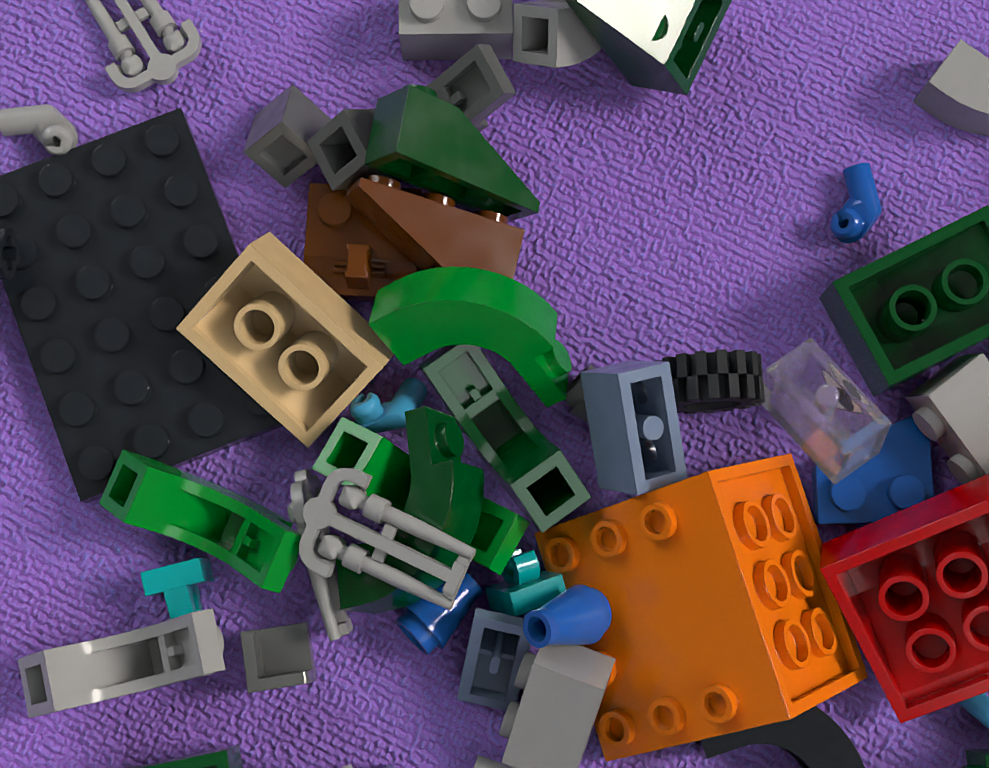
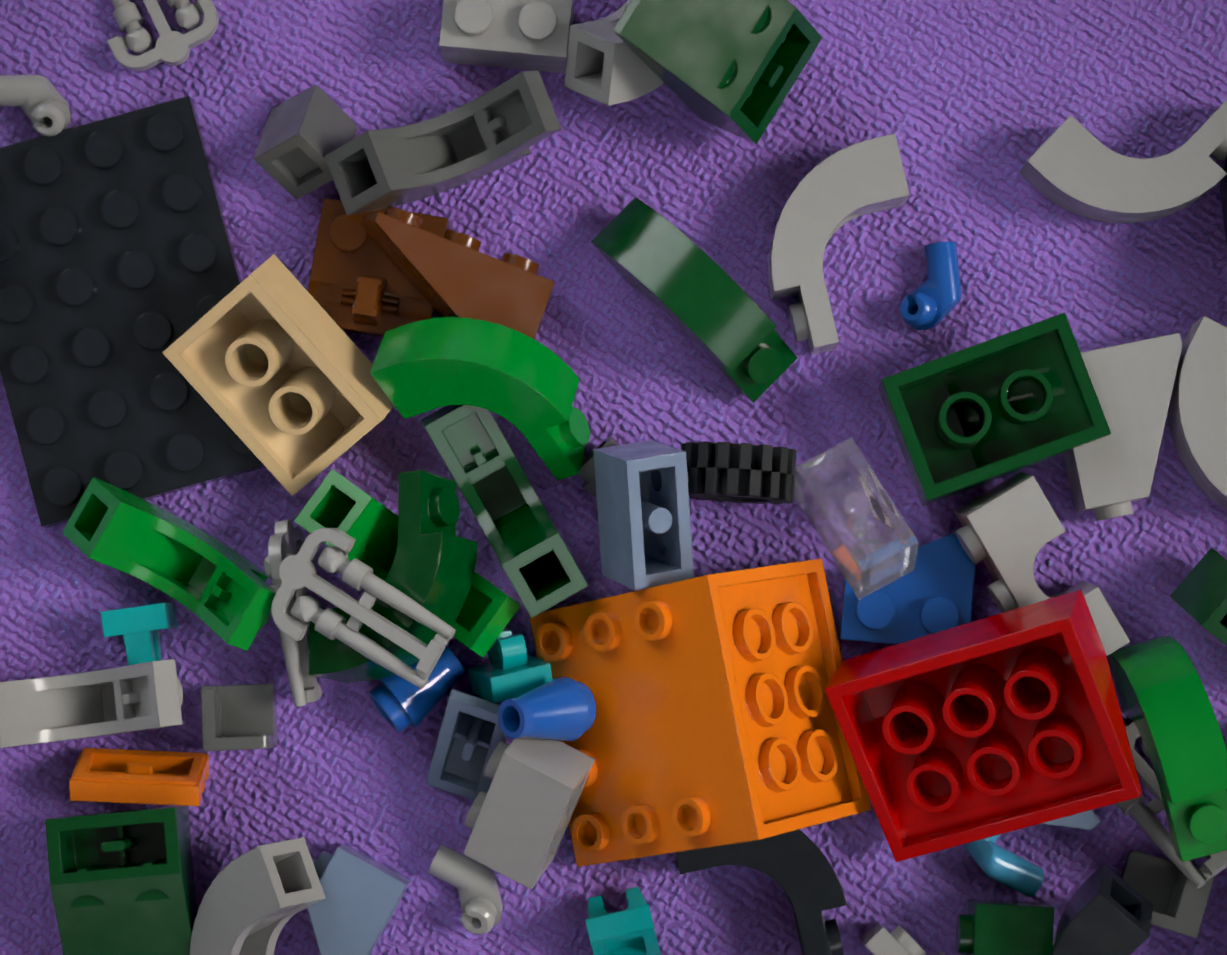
camera: 15 degrees right, 5 degrees up
(190, 723) = (139, 776): none -> orange tile
(389, 415) = (381, 471): dark azure arm -> none
(443, 153) = (472, 188): dark green slope -> none
(655, 226) = (697, 296): none -> dark green arch
(767, 125) = (839, 189): none -> light grey arch

